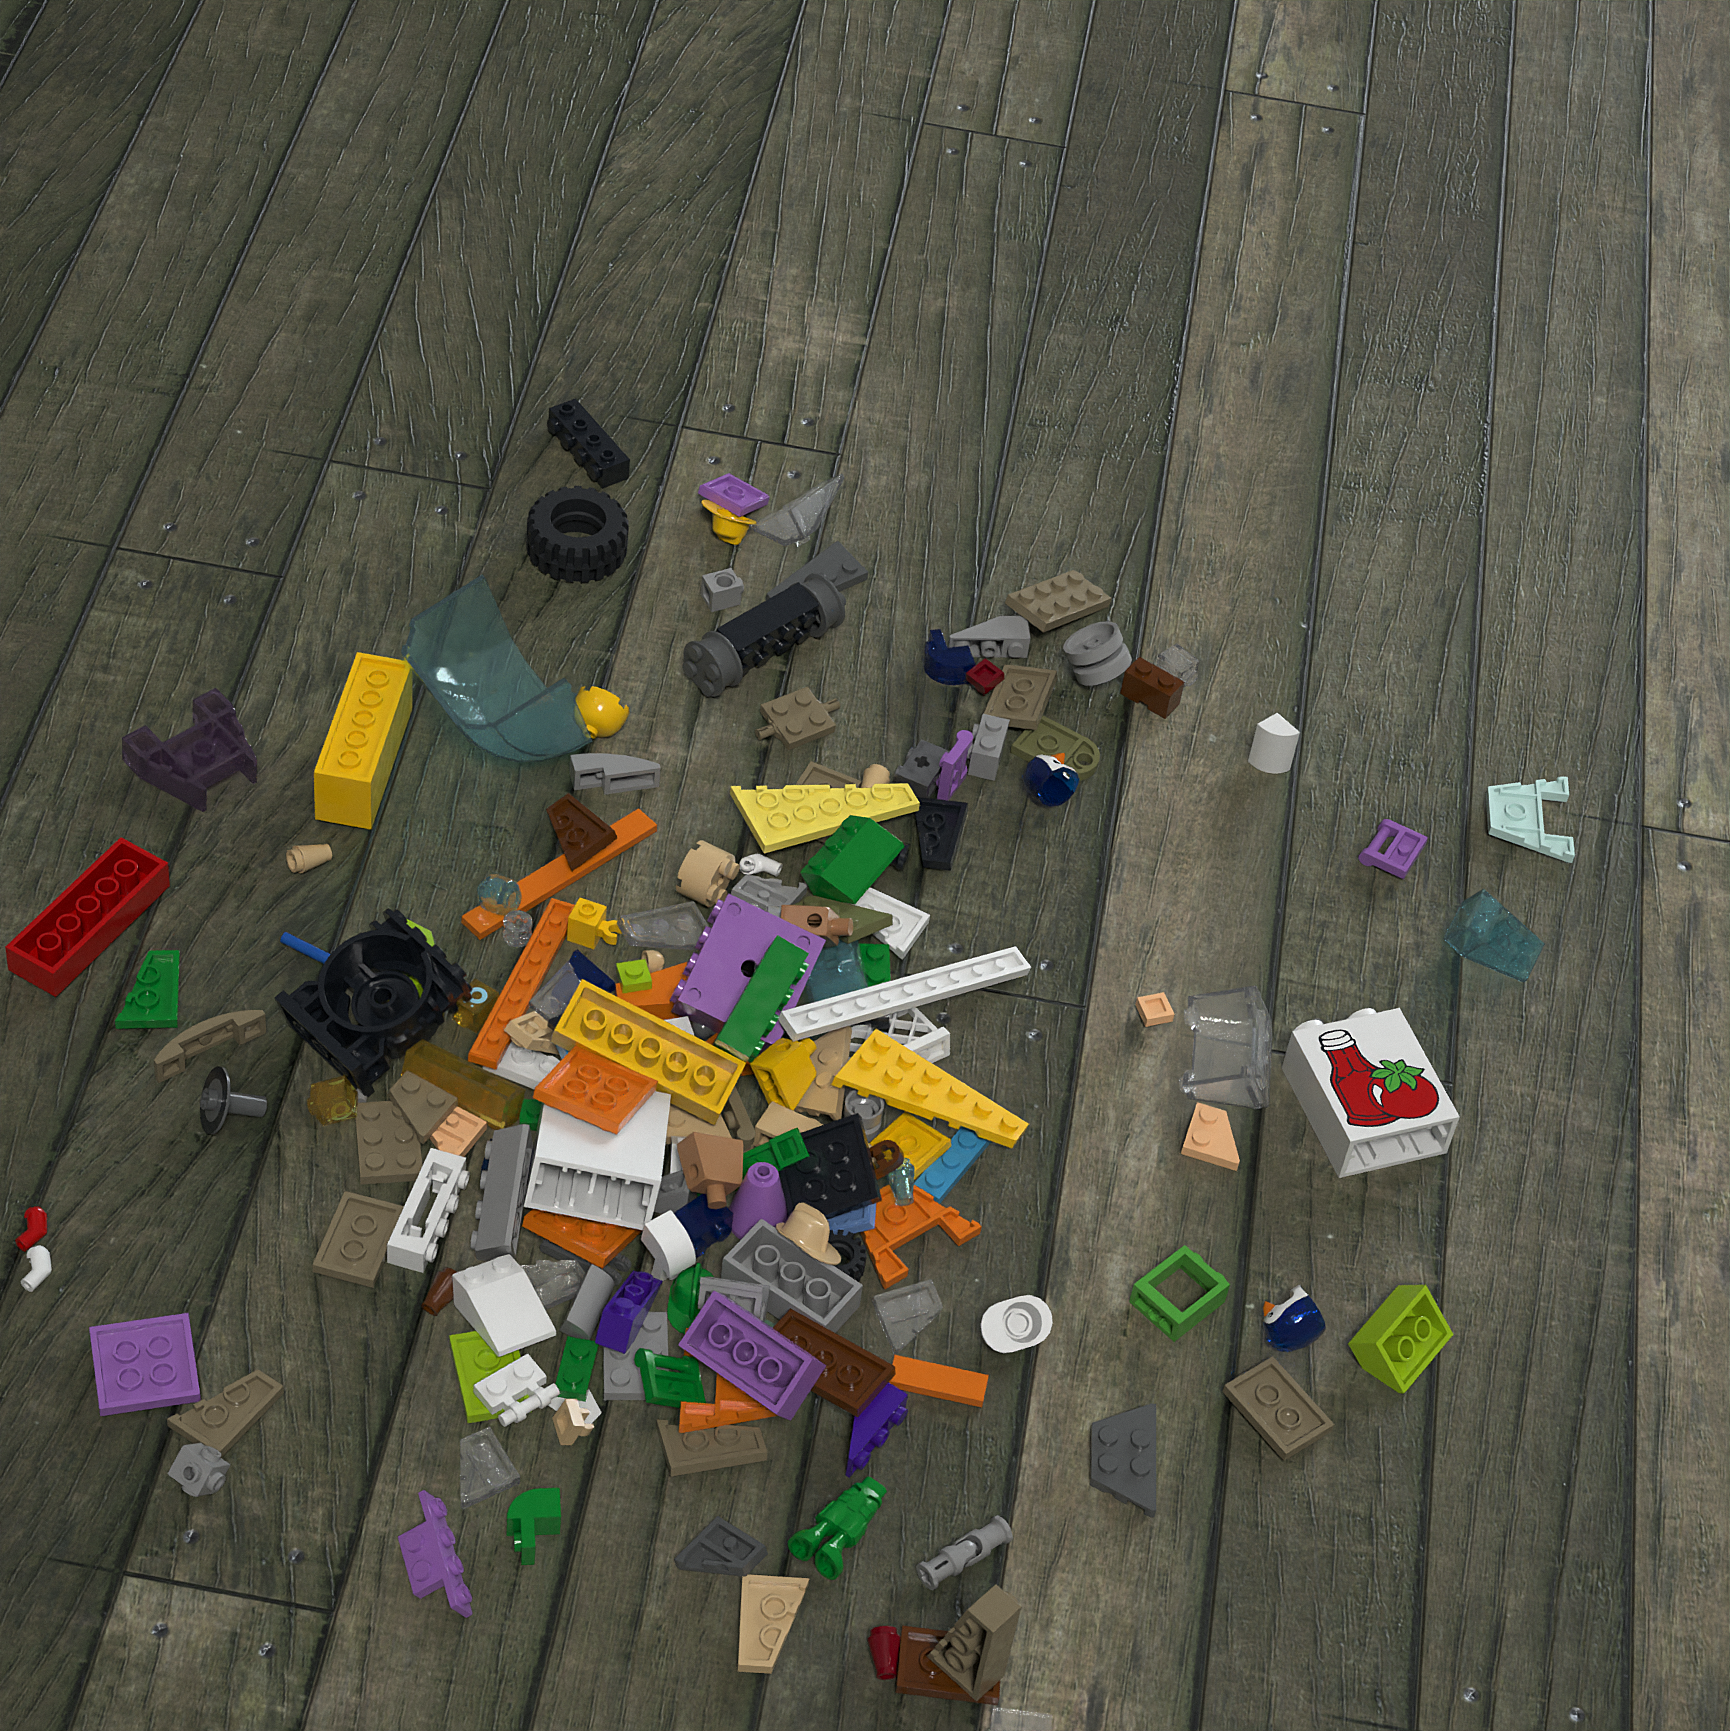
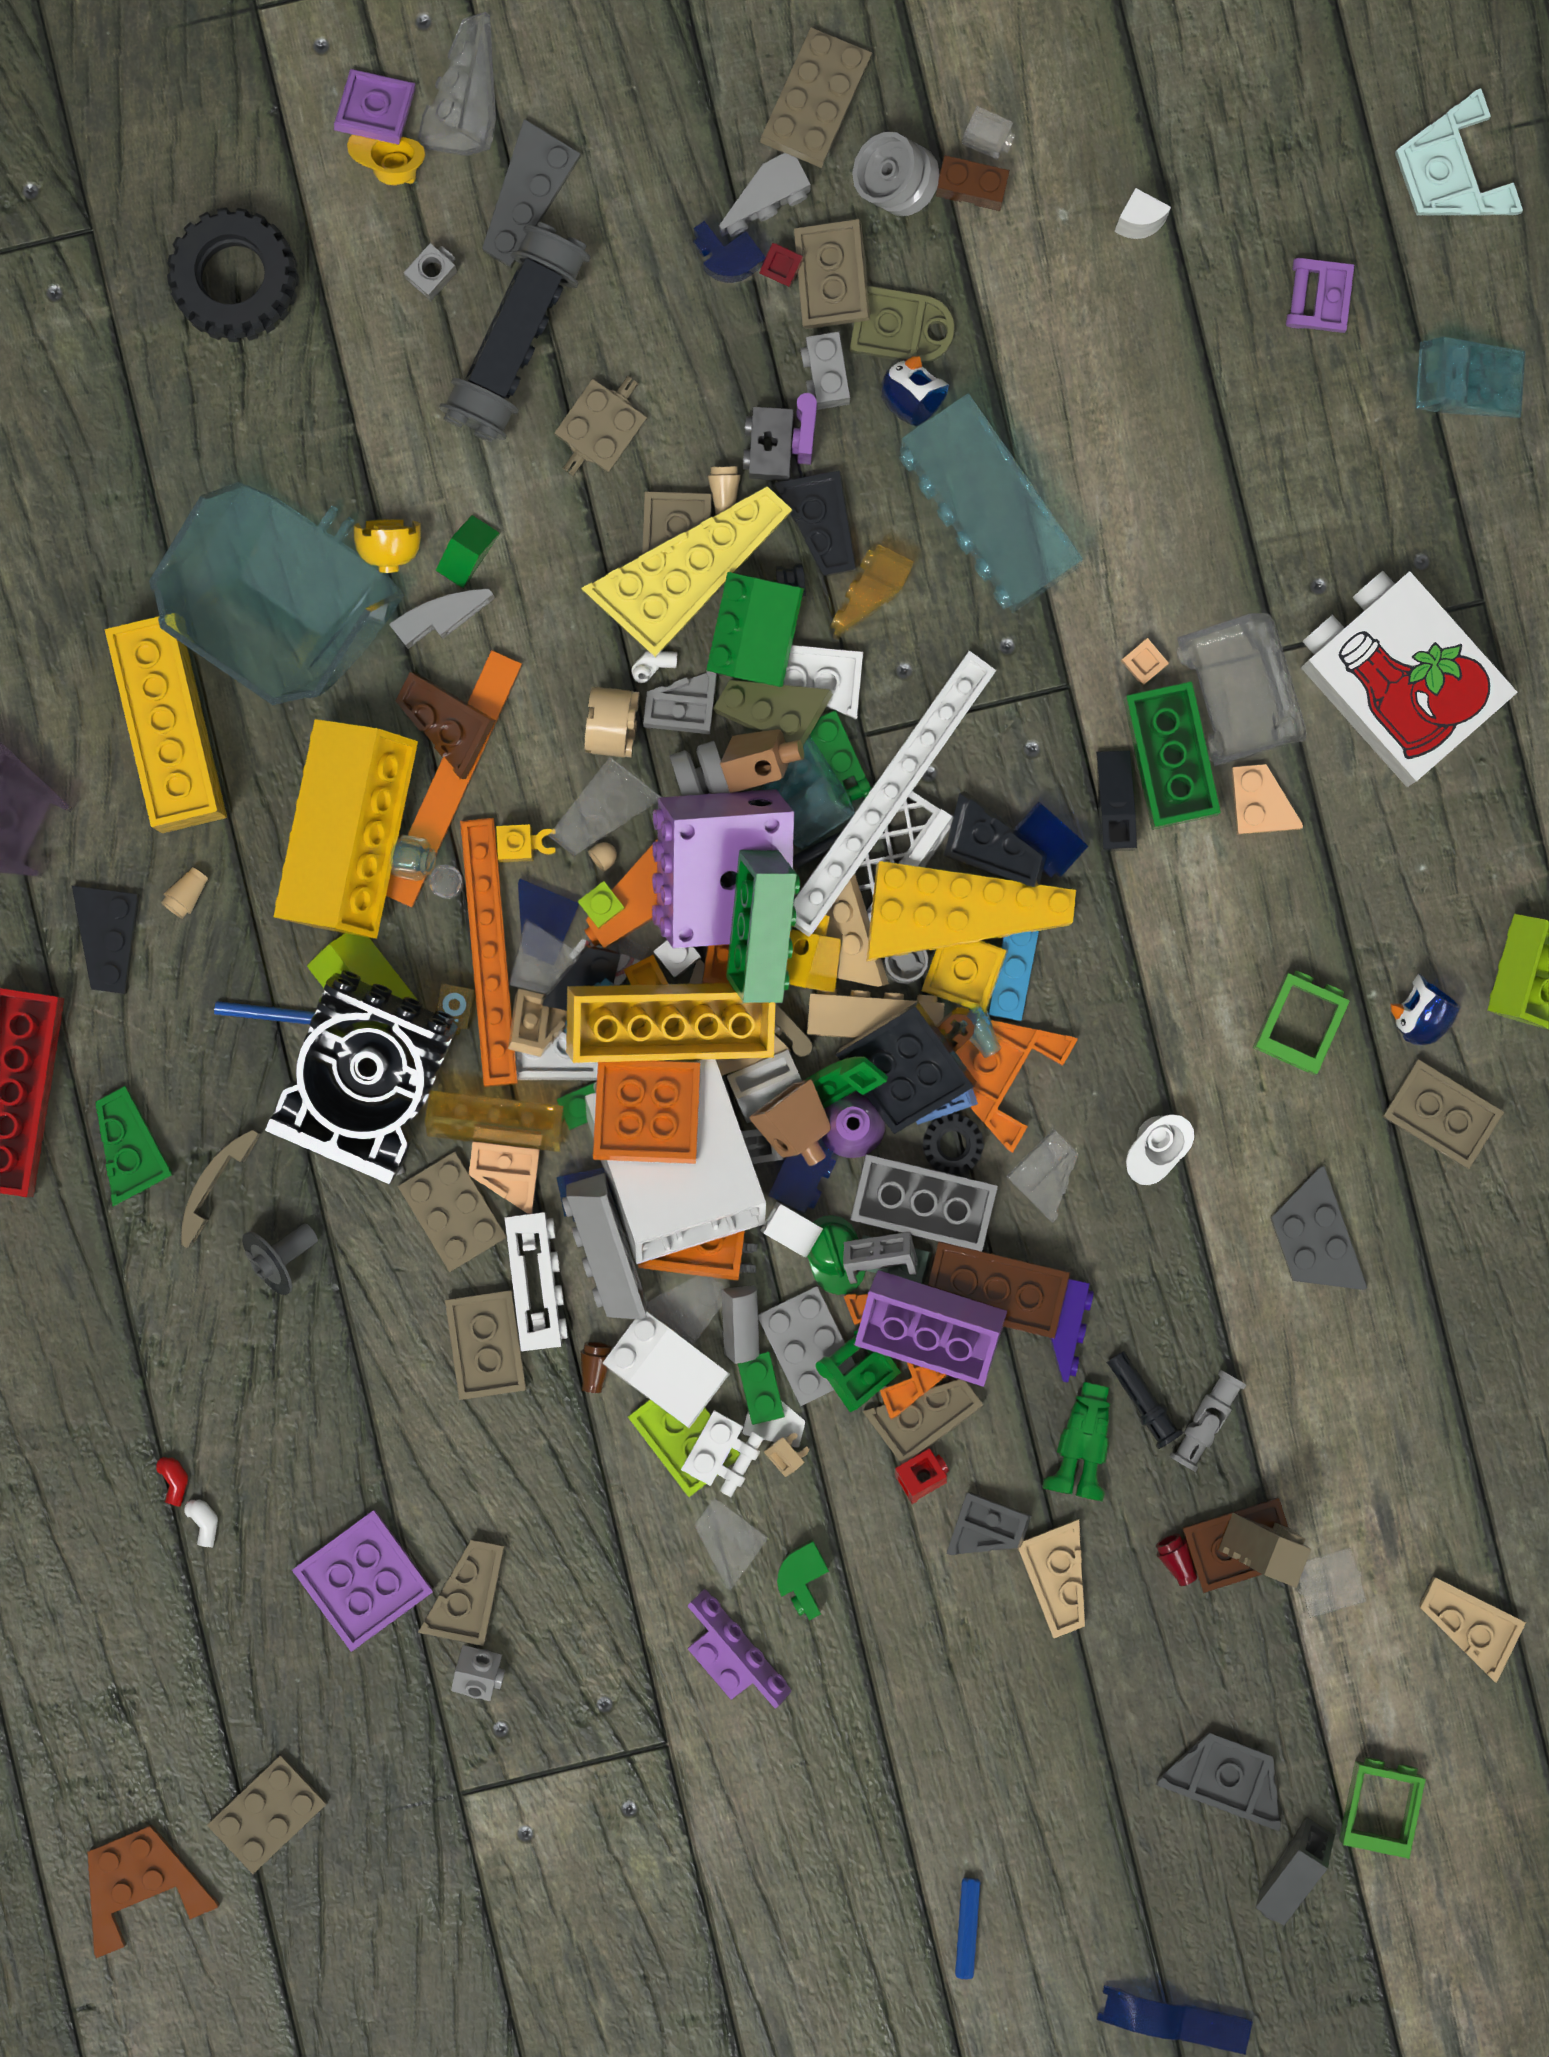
camera: 15 degrees left, 40 degrees up
(230, 862) = (107, 935): none -> black wing
(333, 1100) = (377, 1201): clear yellow brick -> none
(422, 1104) = (467, 1165): dark tan wing -> none
(460, 849) = (345, 828): none -> yellow brick
(588, 443) = (169, 106): black brick -> none
(627, 1311) = (785, 1314): dark purple slope -> none
(655, 745) = (466, 551): none -> green slope
(683, 1485) = (925, 1462): none -> red brick
(810, 1231) = (922, 1154): tan piece -> none
(916, 1525) = (1152, 1412): none -> black pin
(939, 1381) = (1106, 1236): orange tile -> none
(961, 883) = (879, 585): none -> clear yellow slope
(975, 1065) = (991, 844): none -> black wing
(1021, 1088) = (1053, 837): none -> clear blue brick
(1076, 861) = (989, 504): none -> clear light blue brick
(1087, 1088) = (1116, 801): none -> black slope
(1150, 1069) = (1171, 755): none -> green brick

